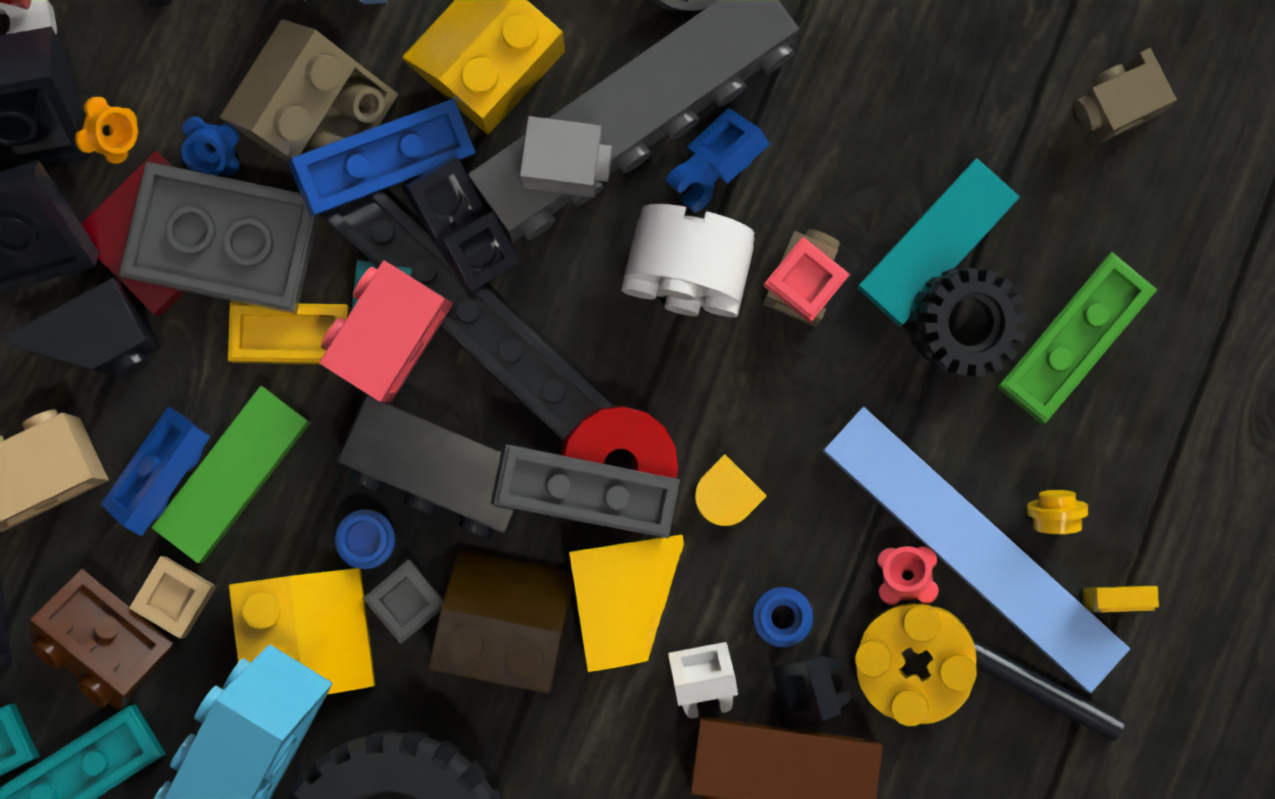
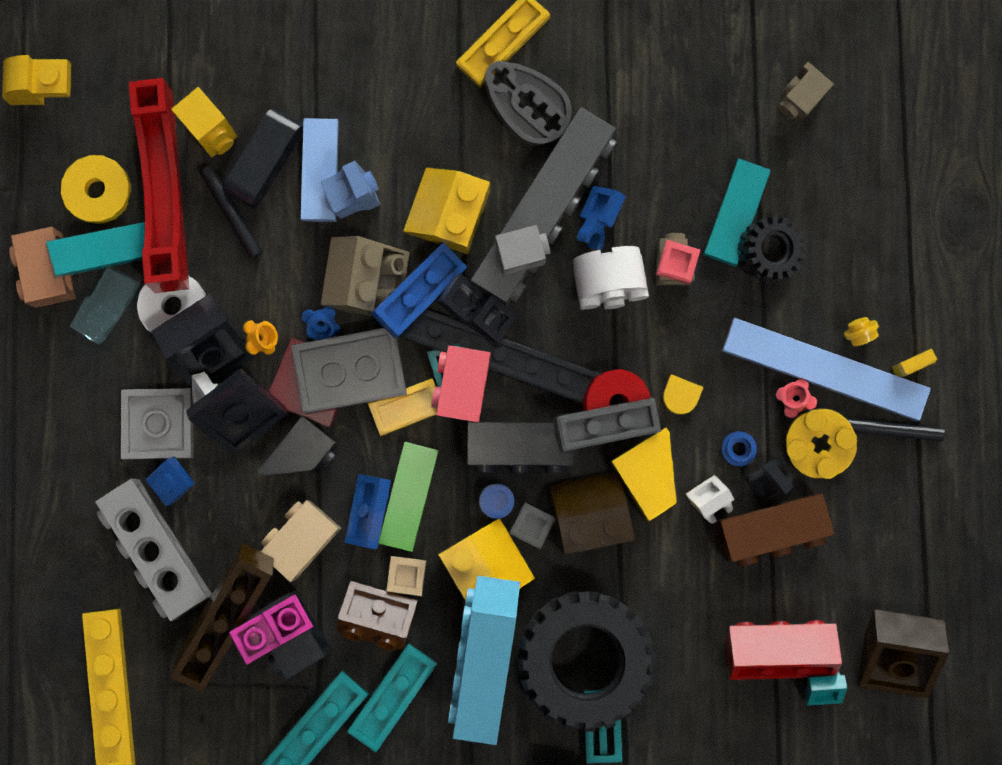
camera: 25 degrees left, 0 degrees up
(1076, 338) = (832, 233): bright green tile -> none

